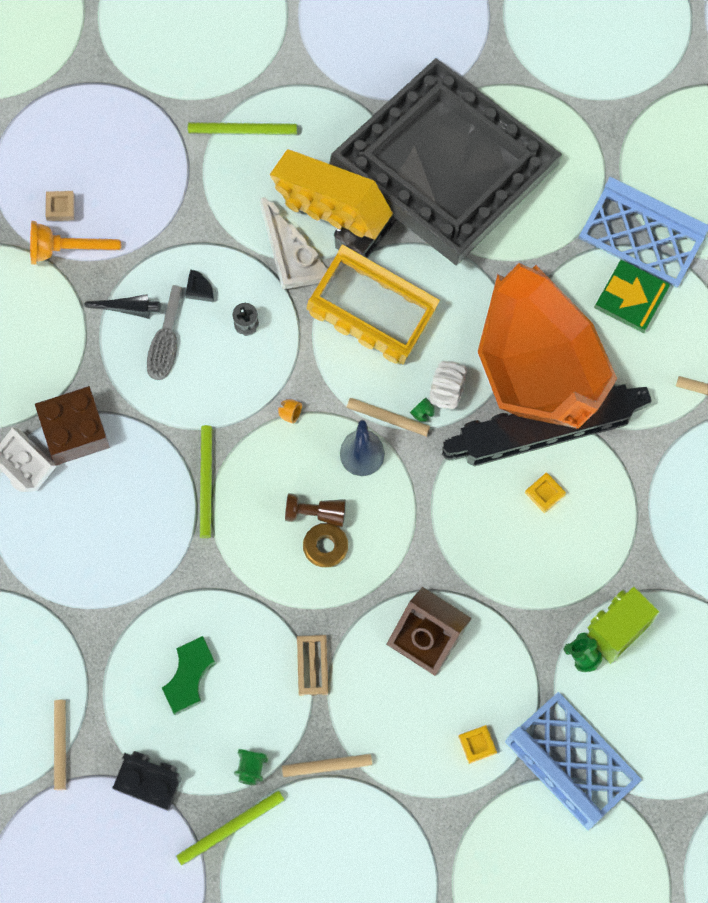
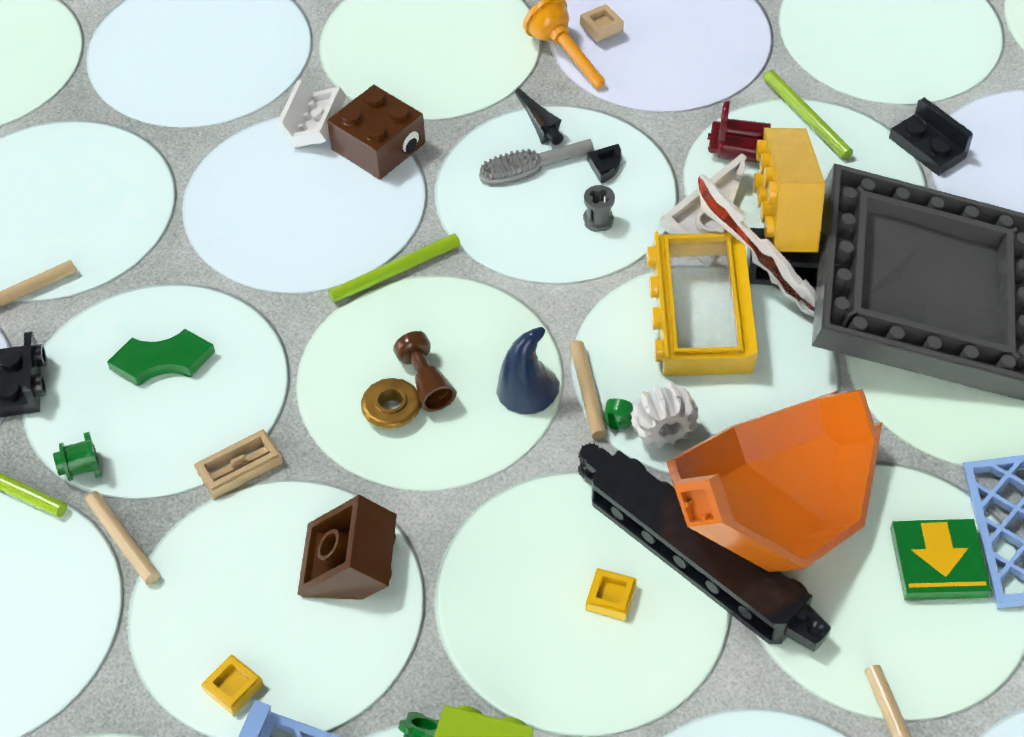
camera: 60 degrees right, 20 degrees down
(240, 187) = (735, 136): none -> dark red piece
(290, 411) = (526, 306): light orange hinge -> none
(320, 67) = (933, 137): none -> black bracket
(371, 245) = (764, 253): none -> white sword

